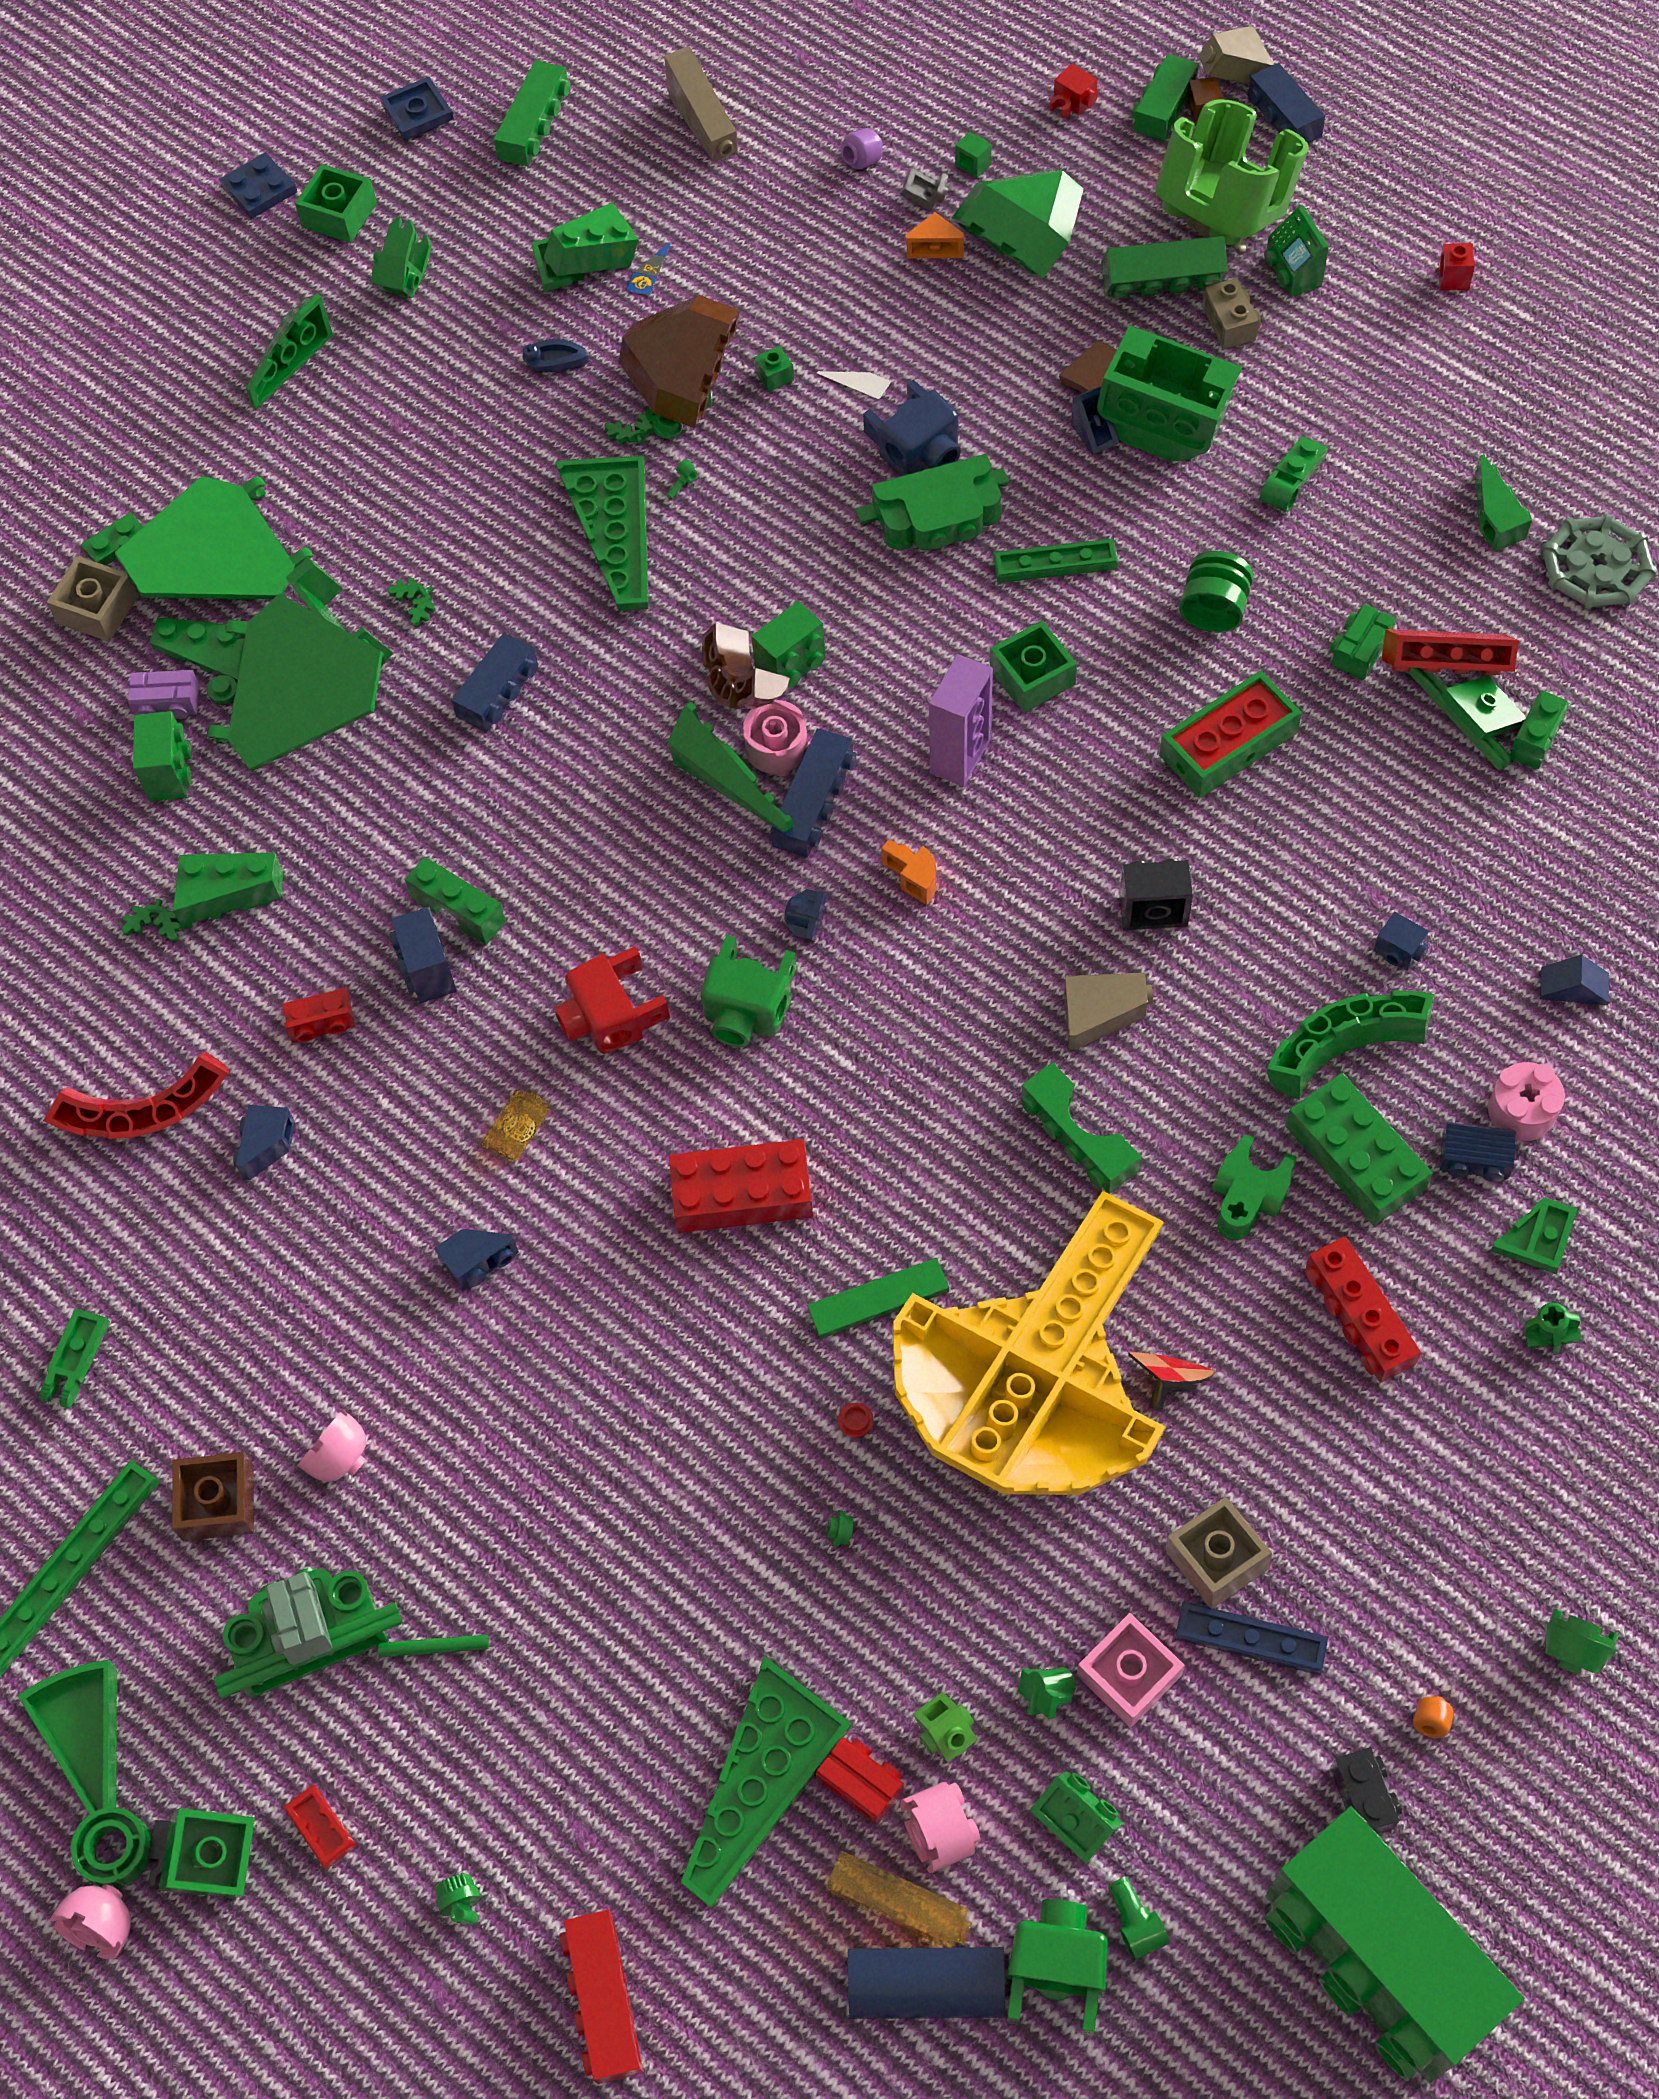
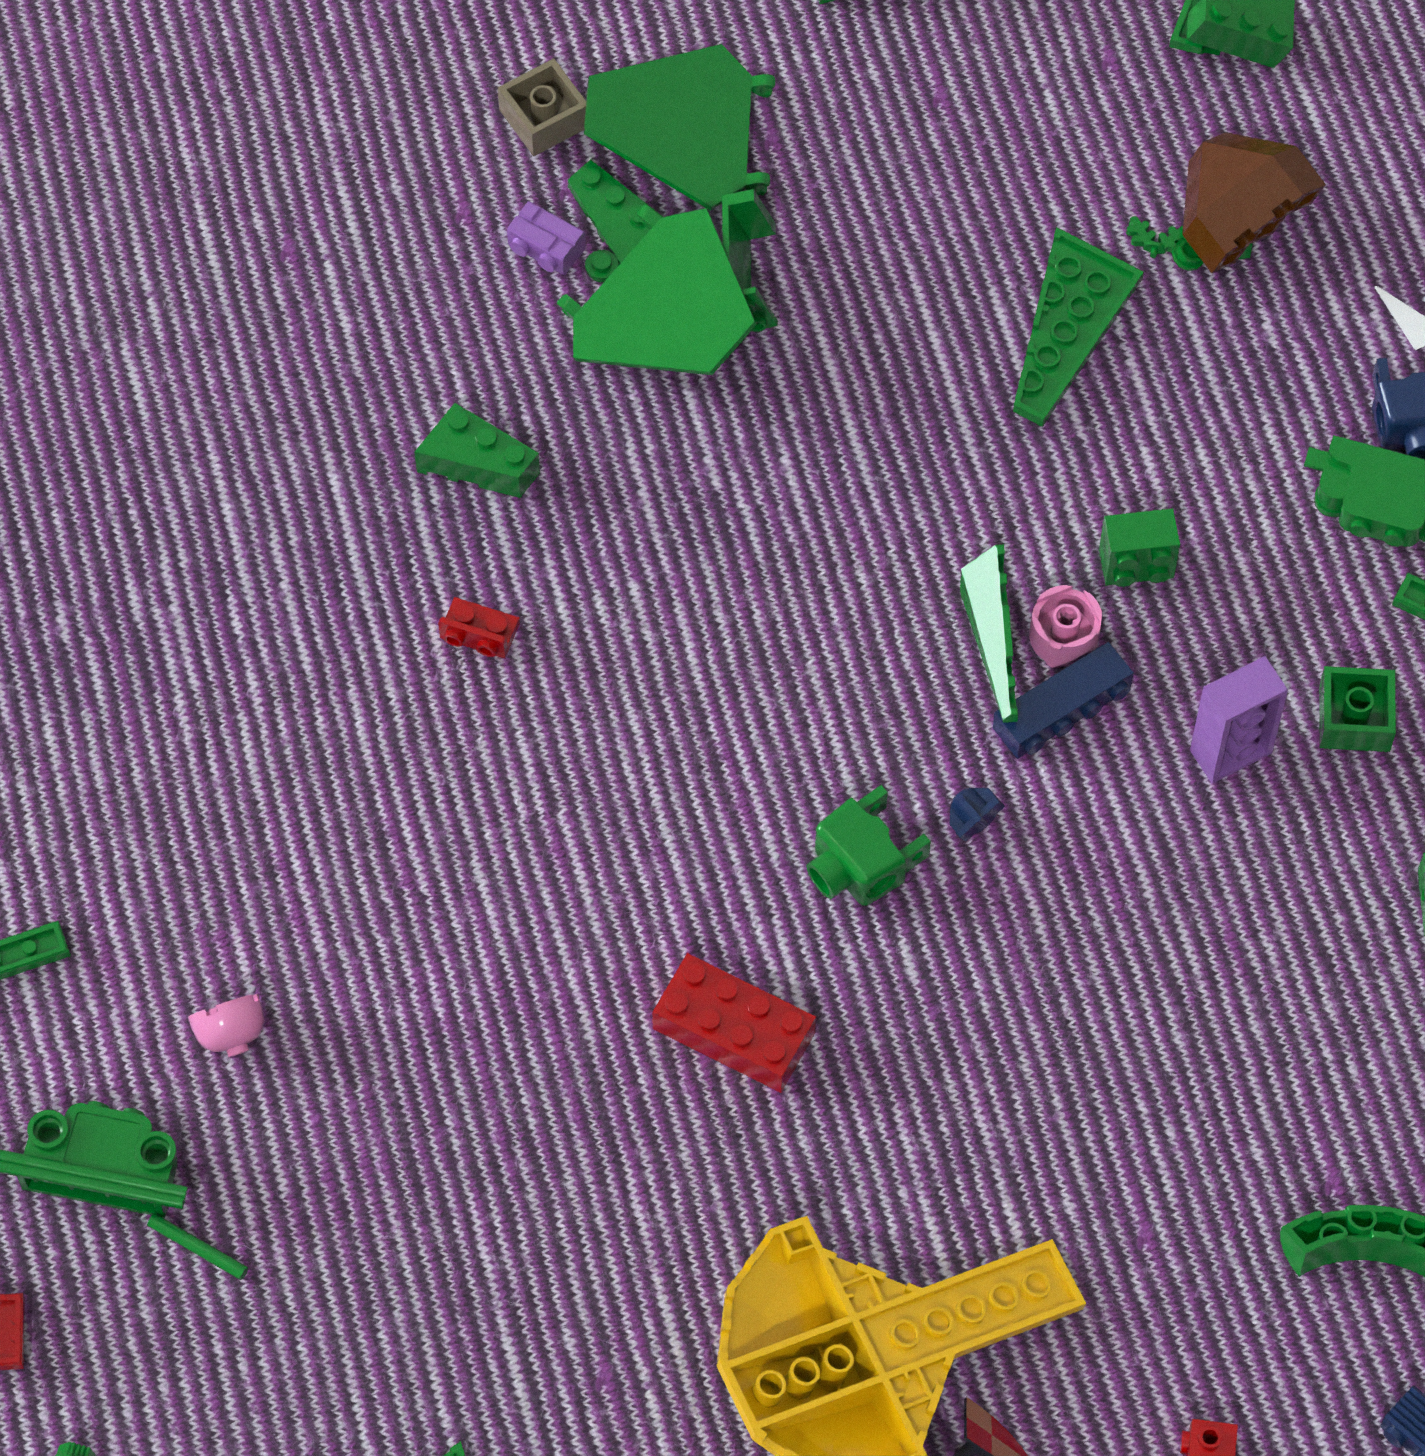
camera: 30 degrees right, 0 degrees up
(74, 1356) = (71, 799): green hinge -> none
(103, 545) = (601, 57): green plate -> none
(138, 1116) = (264, 621): red brick -> none
(143, 915) = (391, 439): green animal -> none
(161, 756) = (501, 298): green brick -> none
(212, 1496) = (102, 997): reddish brown brick -> none
(264, 1139) = (355, 710): dark blue slope -> none
(297, 1619) = (98, 1146): sand green brick -> none
(421, 604) = (837, 293): green animal -> none
(421, 955) = (602, 631): dark blue brick -> none
(473, 909) = (674, 607): green arch -> none
(474, 1254) = (462, 932): dark blue slope -> none
(495, 682) = (849, 412): dark blue brick -> none
(516, 1124) = (581, 839): clear yellow slope -> none
(554, 355) = (1133, 118): dark blue arm -> none
(601, 1005) = (727, 780): red piece -> none
(646, 275) = (1282, 86): sticker -> none
(687, 474) = (1175, 315): green hand -> none
(731, 672) = (1068, 543): reddish brown brick -> none
(774, 368) = (1333, 258): green plate -> none
(840, 1529) = (602, 1379): green plate -> none
(855, 1420) = (685, 1295): red plate -> none
(877, 1298) = (783, 1202): green tile -> none
(915, 870) = (1104, 836): orange brick -> none
(1103, 1005) = (1181, 1071): dark tan slope -> none
(1107, 1159) = (1079, 1213): green arch -> none
(1155, 894) = (1304, 999): black brick -> none
(1249, 1190) = (1186, 1327): green piece -> none
(1358, 1149) = (1314, 1356): green brick -> none

